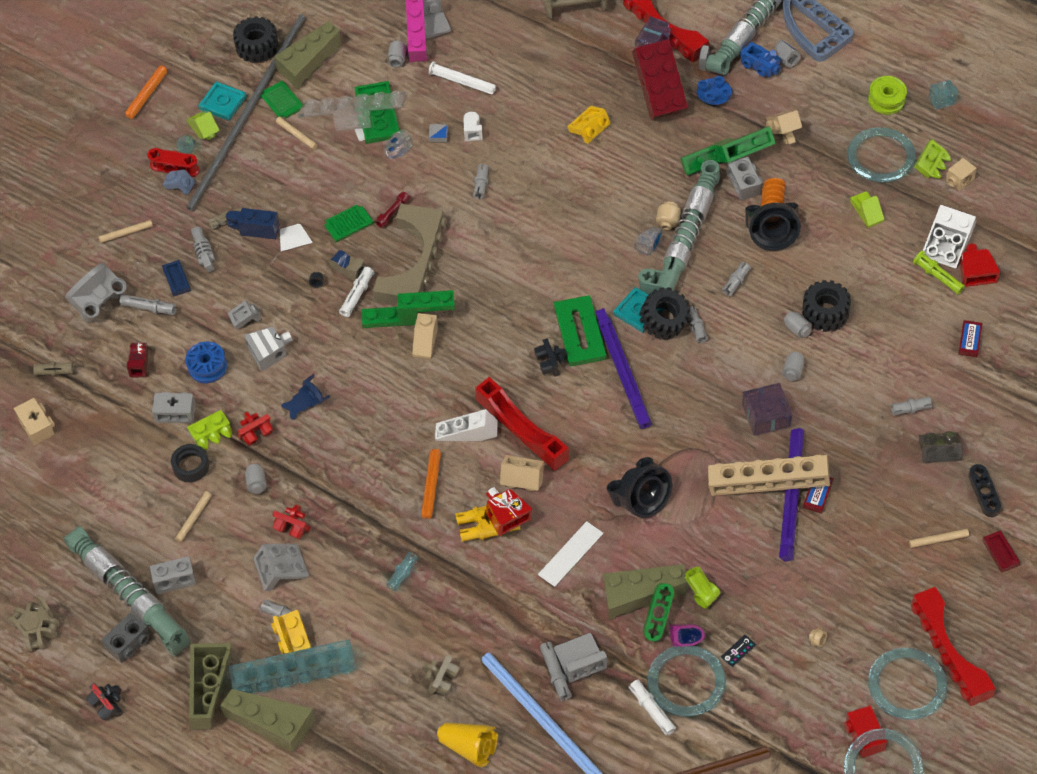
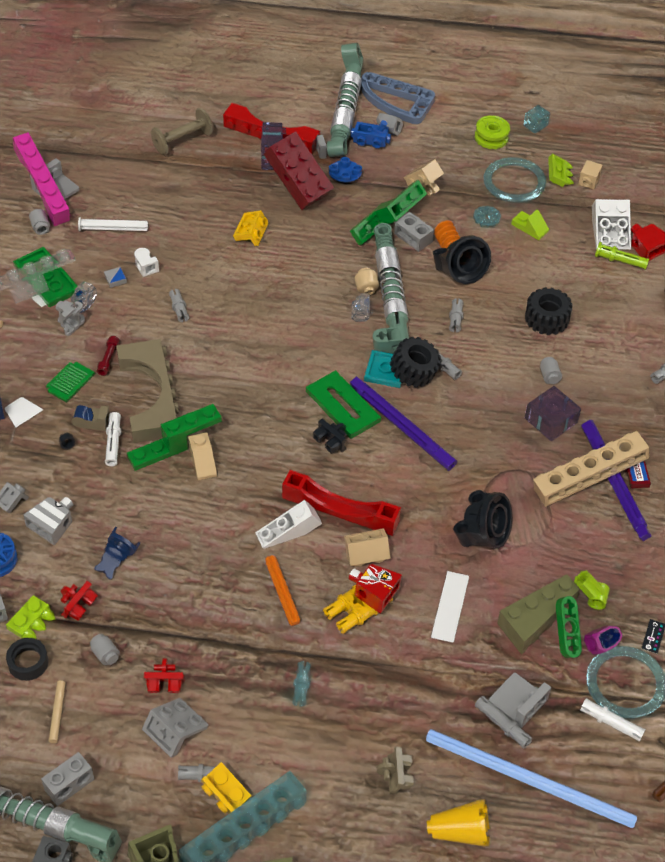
camera: 30 degrees left, 5 degrees down
(374, 160) = (69, 316): none -> light grey piece
(797, 324) = (532, 335): light grey brick -> none
(825, 179) = (492, 213): none -> clear light blue gear

